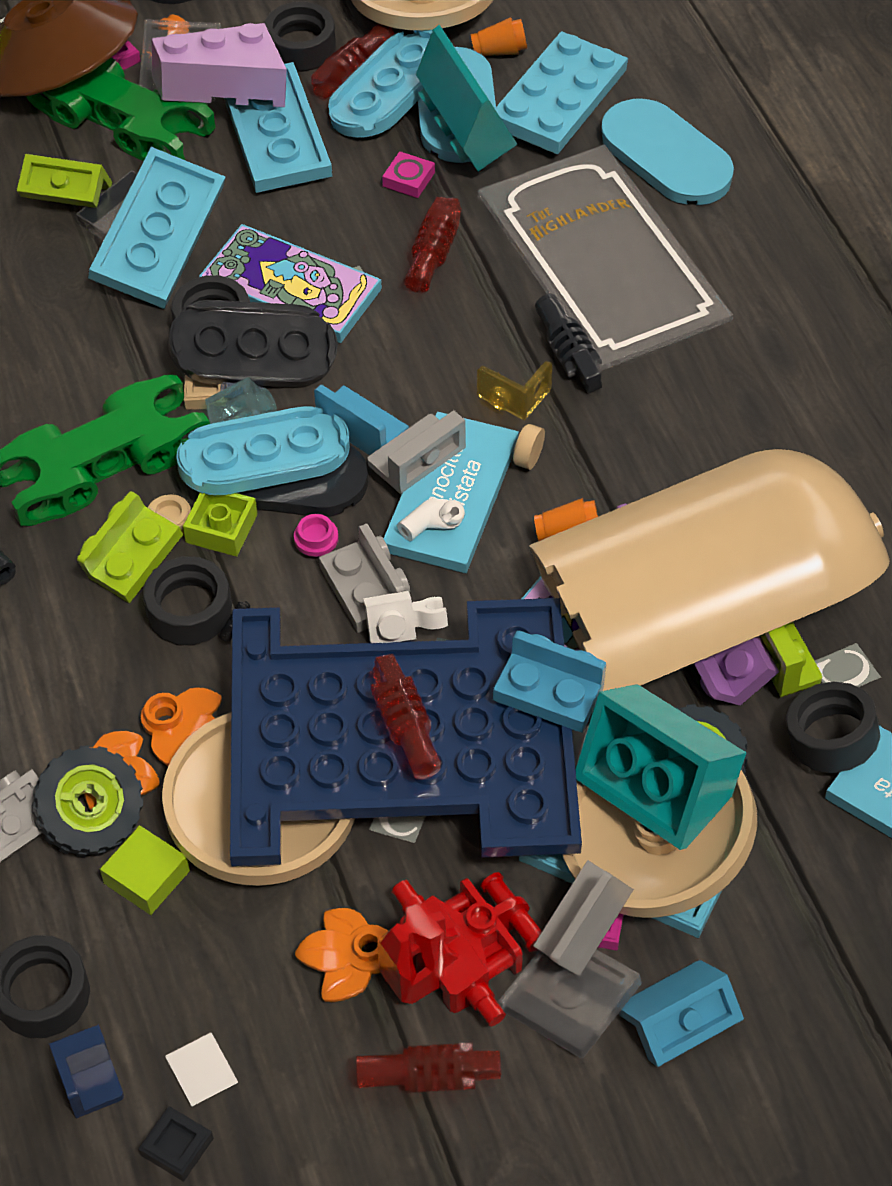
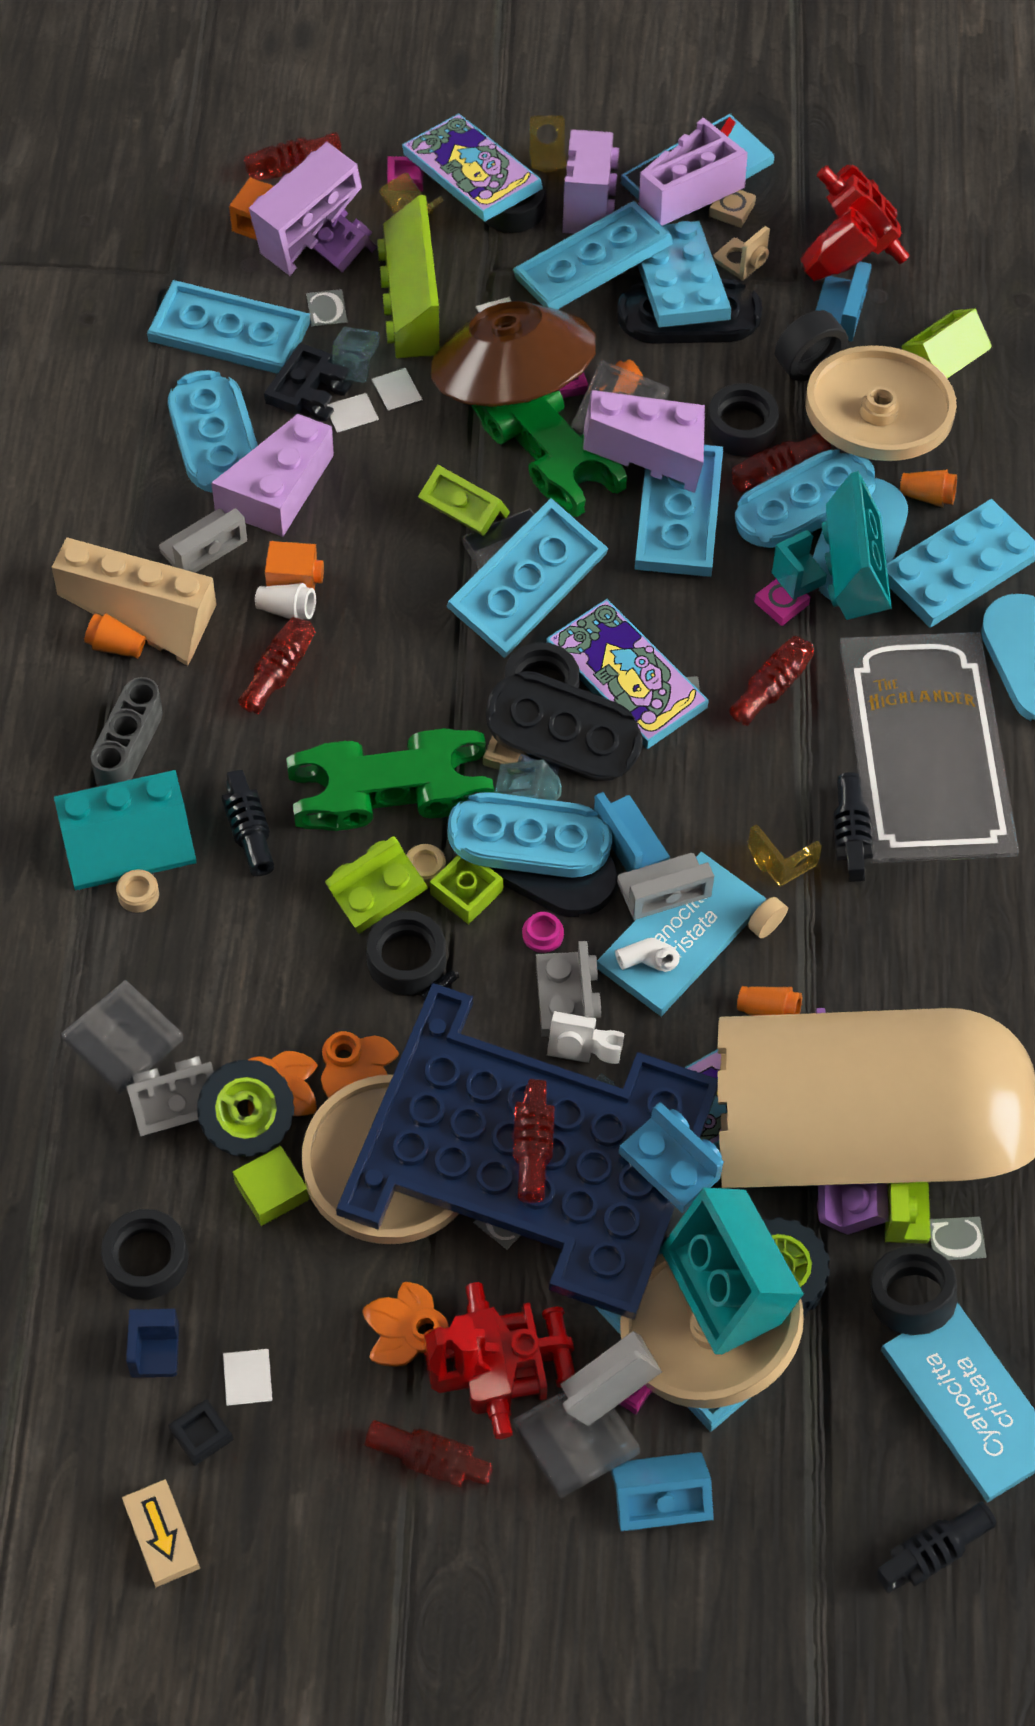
camera: 20 degrees right, 5 degrees up
(410, 140) = (796, 567): none -> teal panel

